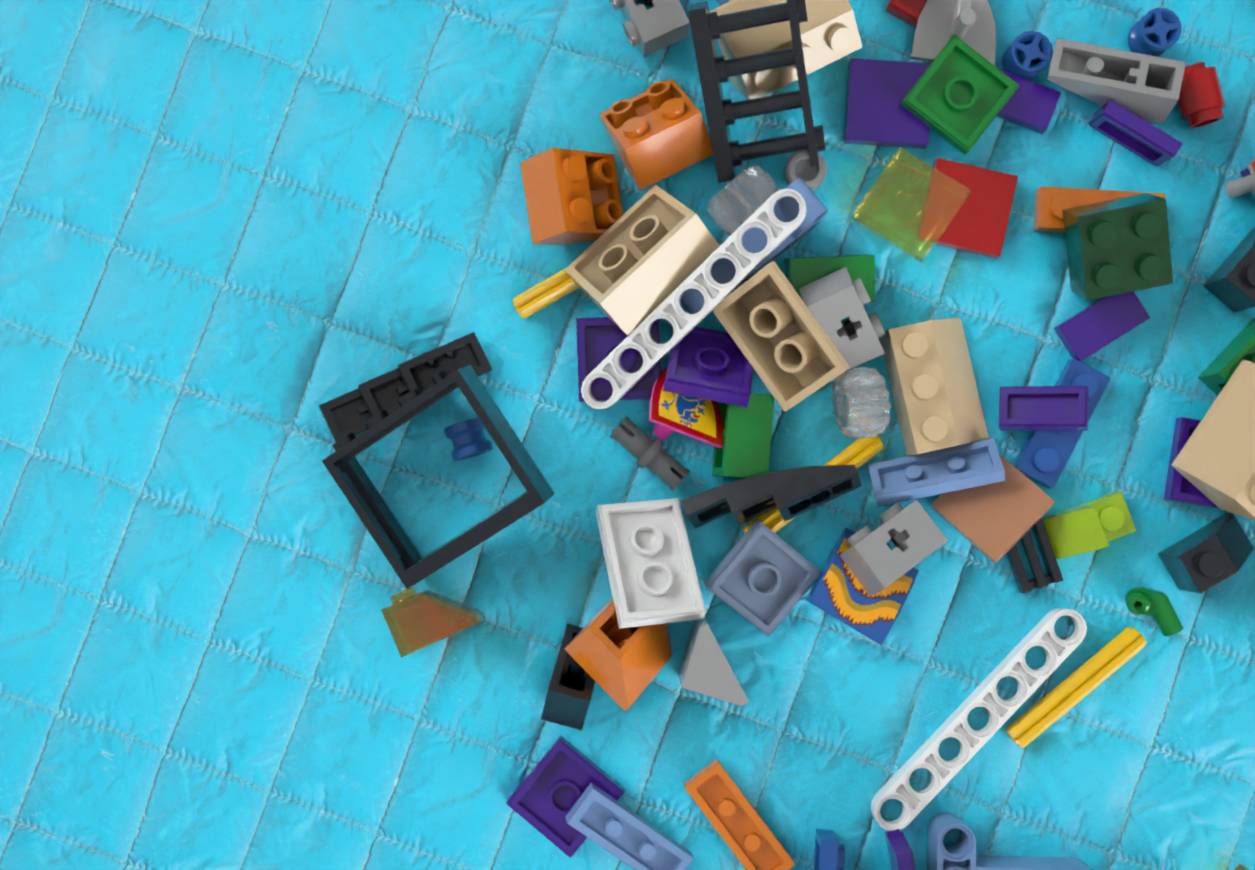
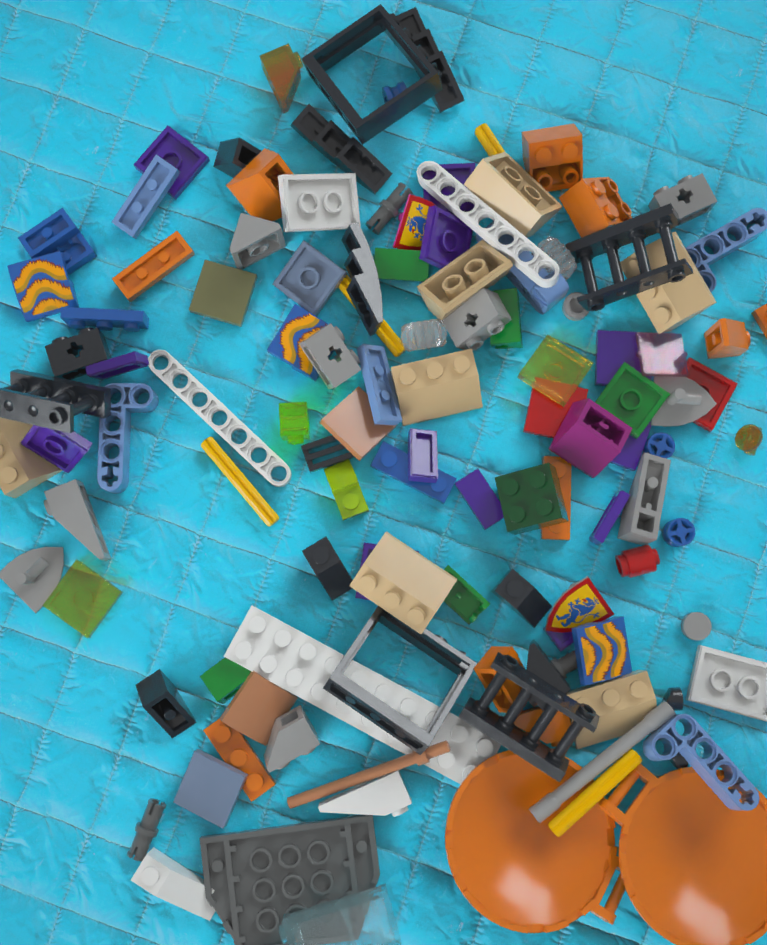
camera: 85 degrees right, 5 degrees down
(550, 527) = (341, 149): none -> black slope
(781, 713) = (223, 293): none -> olive tile
(890, 45) = (661, 354): none -> piece
(990, 603) = (294, 422): none -> clear neon green brick
(1022, 156) = (590, 437): none -> magenta slope
(1154, 604) = (294, 532): green arm -> none

